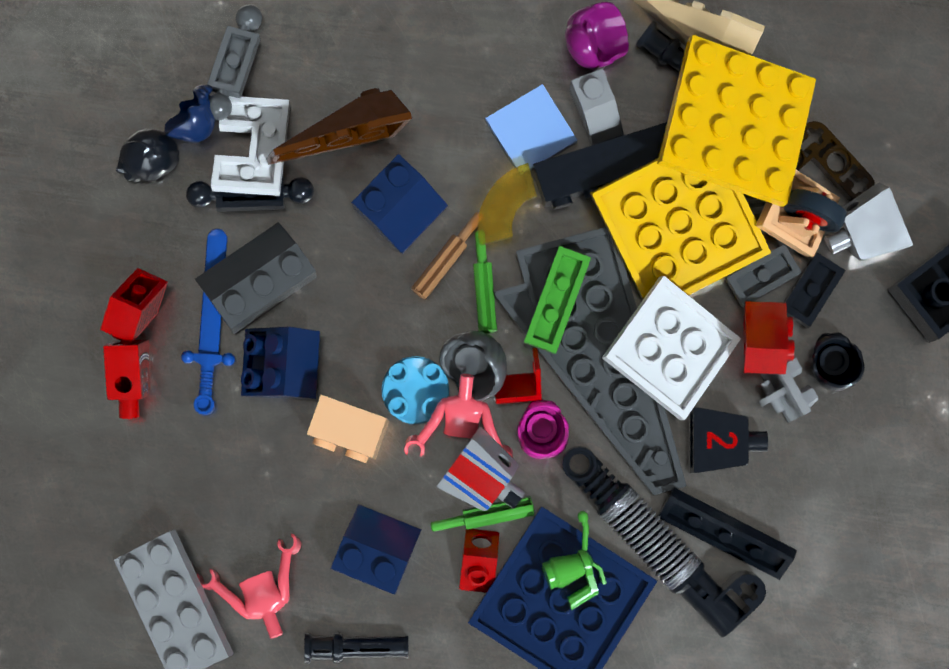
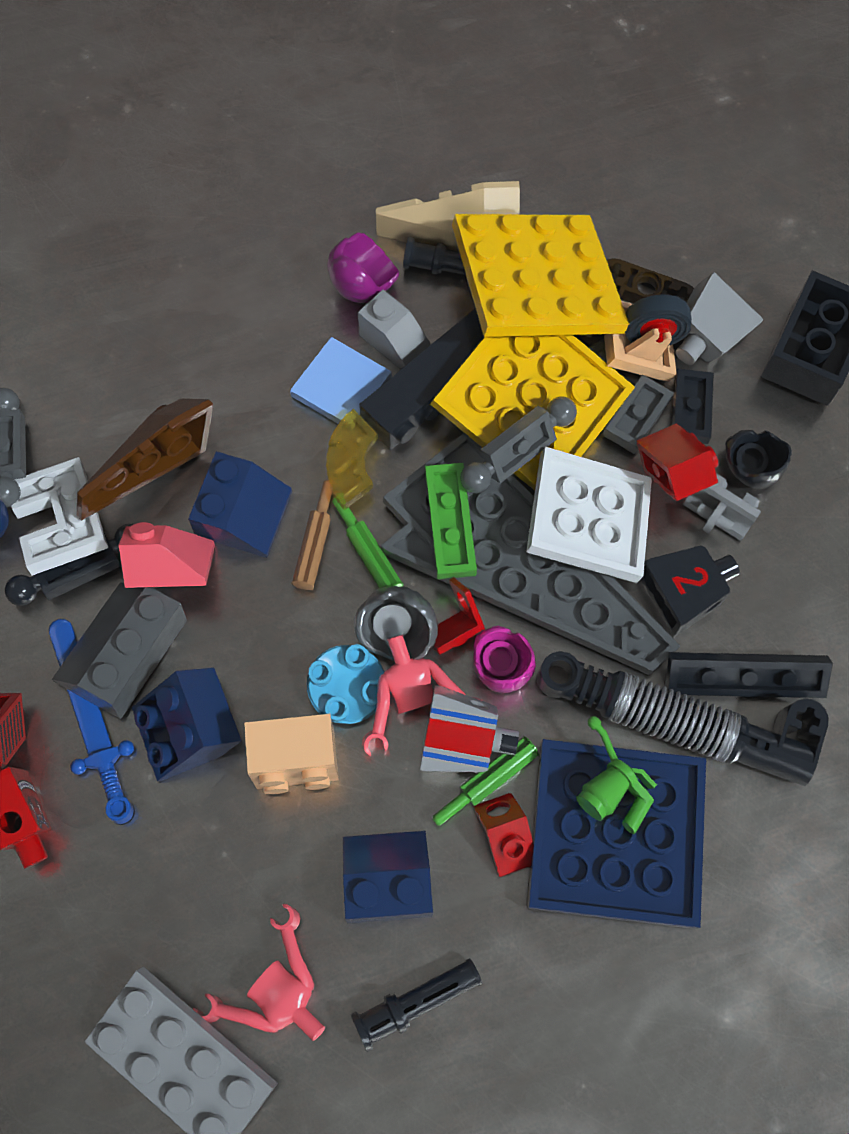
camera: 25 degrees left, 15 degrees down
(320, 227) = (164, 556): none -> coral slope
(642, 264) = (518, 444): none -> dark grey plate

